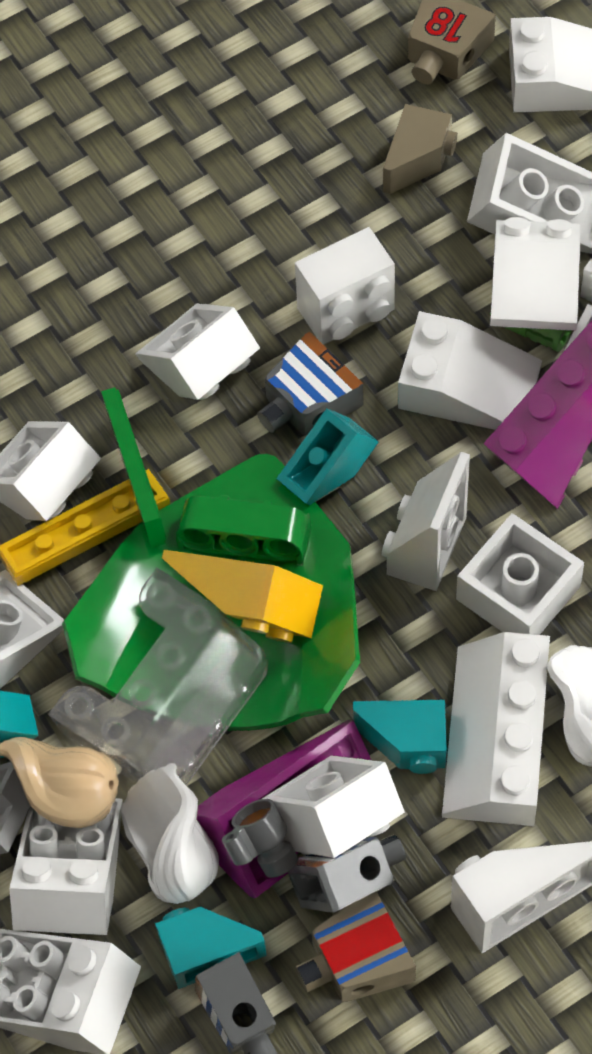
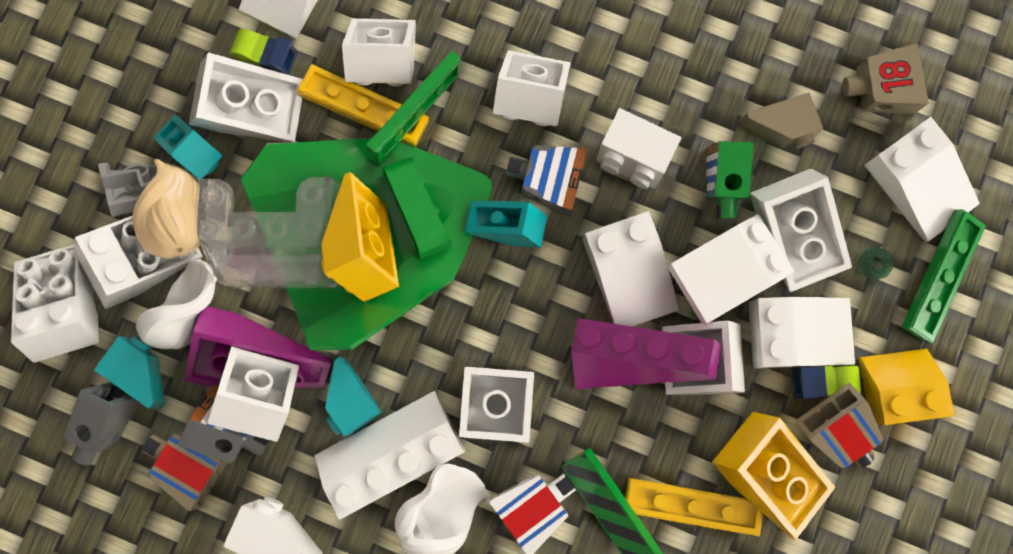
camera: 55 degrees right, 20 degrees up
(260, 833) = (204, 361): dark grey piece -> none
(429, 525) = (494, 320): white slope -> none
(434, 223) = (732, 162): none -> green torso

